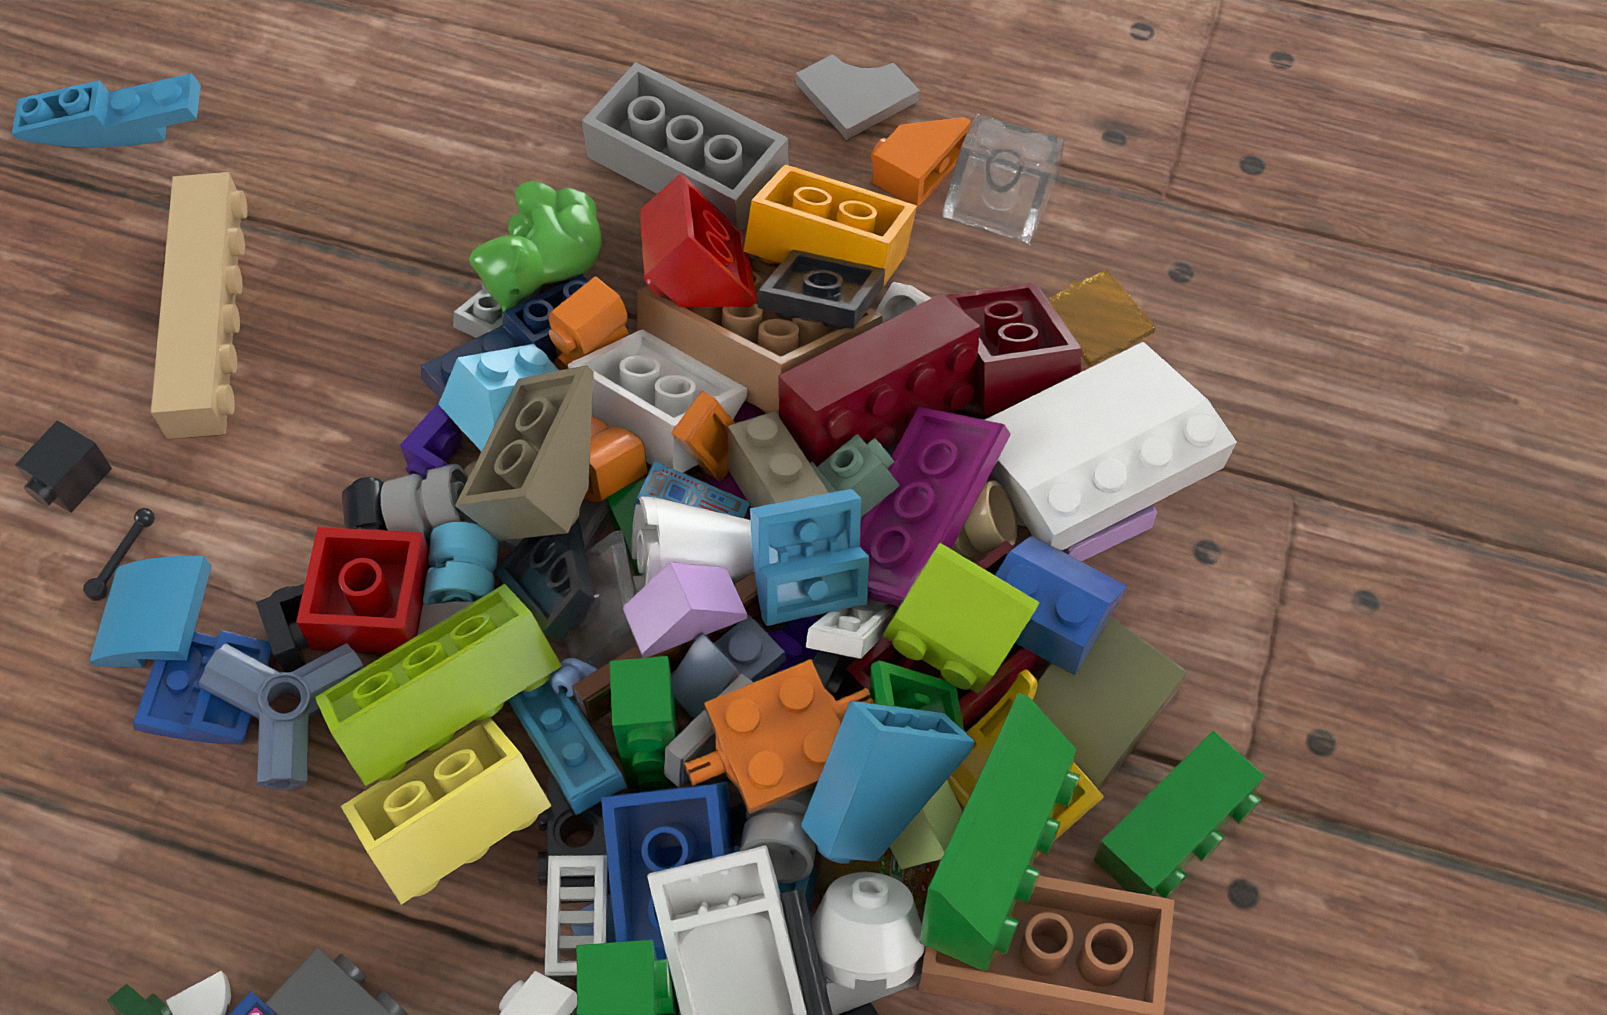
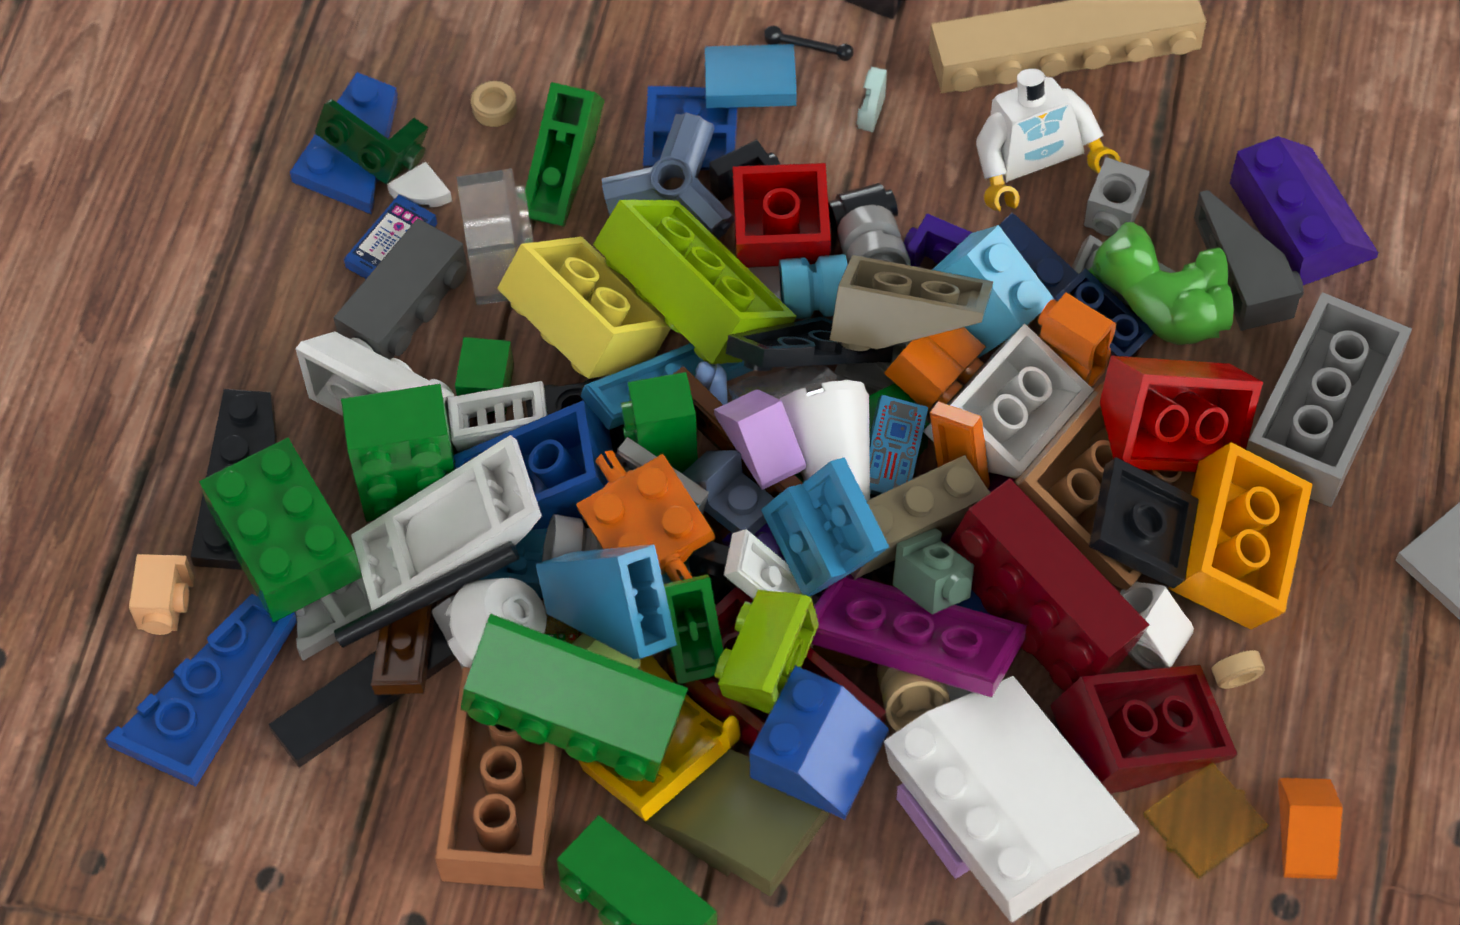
camera: 85 degrees right, 0 degrees up
(96, 913) = (493, 103): none -> tan tile
(204, 829) = (562, 151): none -> green slope
(222, 491) = (875, 95): none -> light aqua tile
(315, 903) = (494, 228): none -> clear brick
(317, 340) = (1034, 130): none -> white torso
(414, 285) = (1120, 184): none -> light grey brick
(466, 148) = (1299, 208): none -> dark purple slope
(490, 197) = (1258, 272): none -> dark grey slope
(502, 941) = (484, 366): none -> green brick
(918, 157) = (1372, 626): orange slope -> none
(955, 263) = (1238, 669): none -> tan tile
(1003, 177) = (1360, 709): clear slope -> none
(1109, 235) = (1309, 827): none -> orange slope

